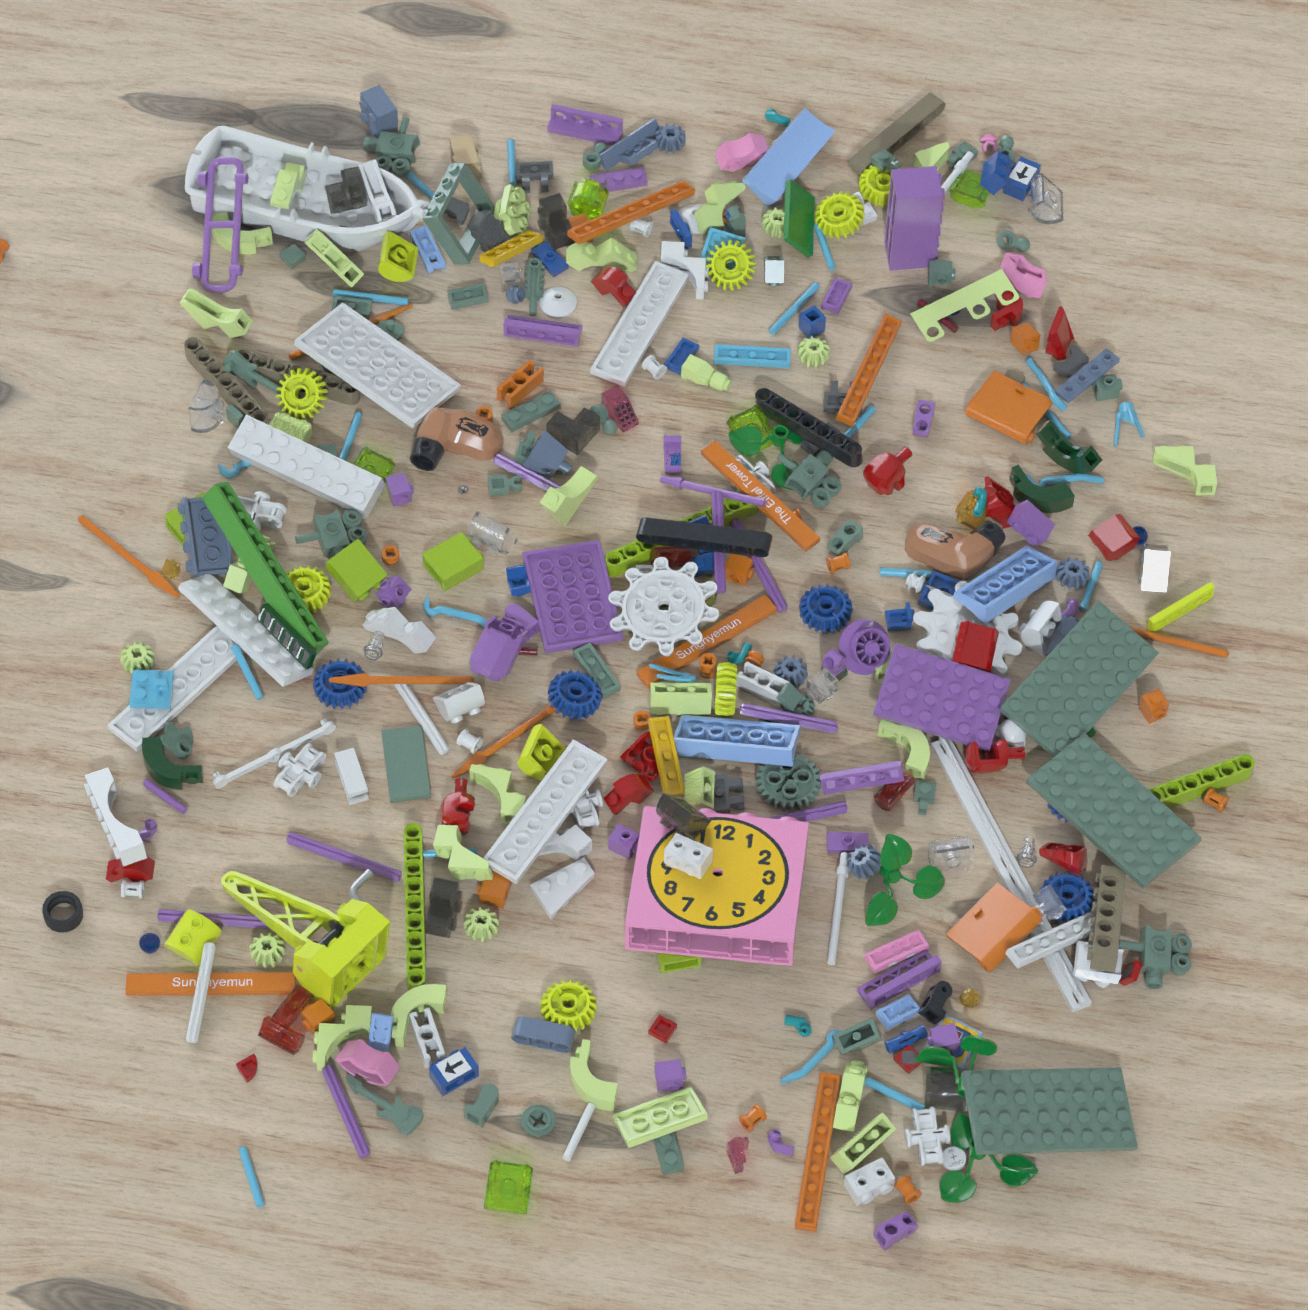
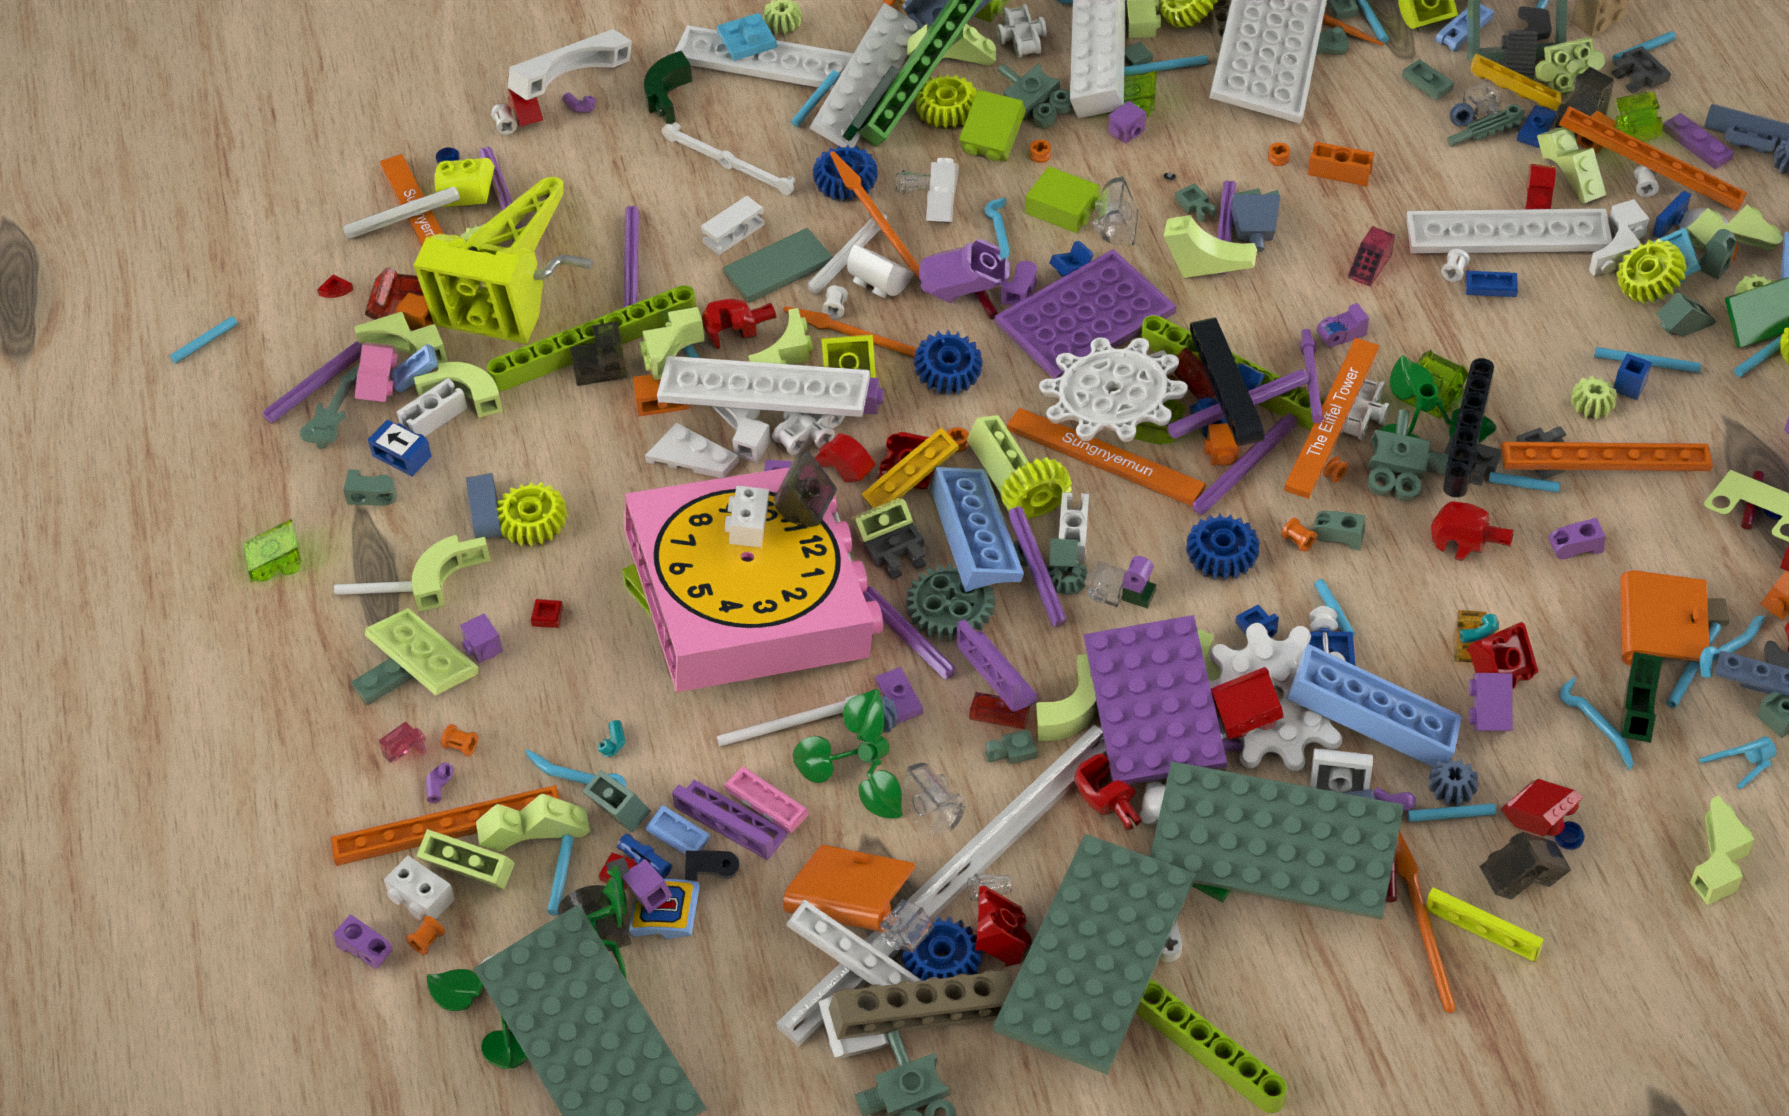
camera: 70 degrees right, 5 degrees down
(58, 898) = (455, 92): black tyre -> none
(166, 797) = (631, 102): medium lavender piece -> none
(177, 741) = (702, 78): sand green plate -> none
(299, 770) = (717, 184): white axle -> none
(393, 592) = (995, 168): medium lavender brick -> none
(457, 433) = (1233, 132): nougat piece -> none
(481, 924) = (600, 399): yellowish green gear -> none
(531, 411) = (1315, 189): sand green plate -> none
(536, 1112) = (365, 539): sand green gear -> none
(542, 330) = (1429, 159): medium lavender fence -> none
(558, 302) = (1485, 157): white dish -> none
(574, 433) = (1310, 232): clear smoke brick -> none
(585, 128) = (1747, 80): medium lavender fence -> none
(591, 159) = (1701, 104): sand green plate -> none
(595, 666) = (997, 372): sand green plate -> none
(609, 425) = (1343, 259): sand green plate -> none
(682, 677) = (1029, 450): medium azure plant -> none
(702, 373) = (1480, 311): yellowish green piece -> none
(707, 665) = (1064, 458): orange bush -> none
(739, 657) = (1102, 494): teal arm -> none
(752, 356) = (1542, 345): medium azure plate -> none
(754, 658) = (1103, 506): orange bush -> none
(791, 670) = (1108, 546): sand blue gear -> none
(836, 295) = (1697, 390): medium lavender plate -> none
(864, 646) = (1185, 590): medium lavender piece -> none
(927, 1136) = (508, 924): white axle -> none
(952, 551) = (1394, 643): nougat piece -> none
(969, 998) = (736, 901): clear yellow plate -> none
(1045, 499) = (1550, 713): dark green arch -> none
(1130, 973) = (863, 1070): red tile -> none
(1154, 706) = (1301, 947): orange brick -> none
(1216, 800) = (1197, 1077): orange bush -> none

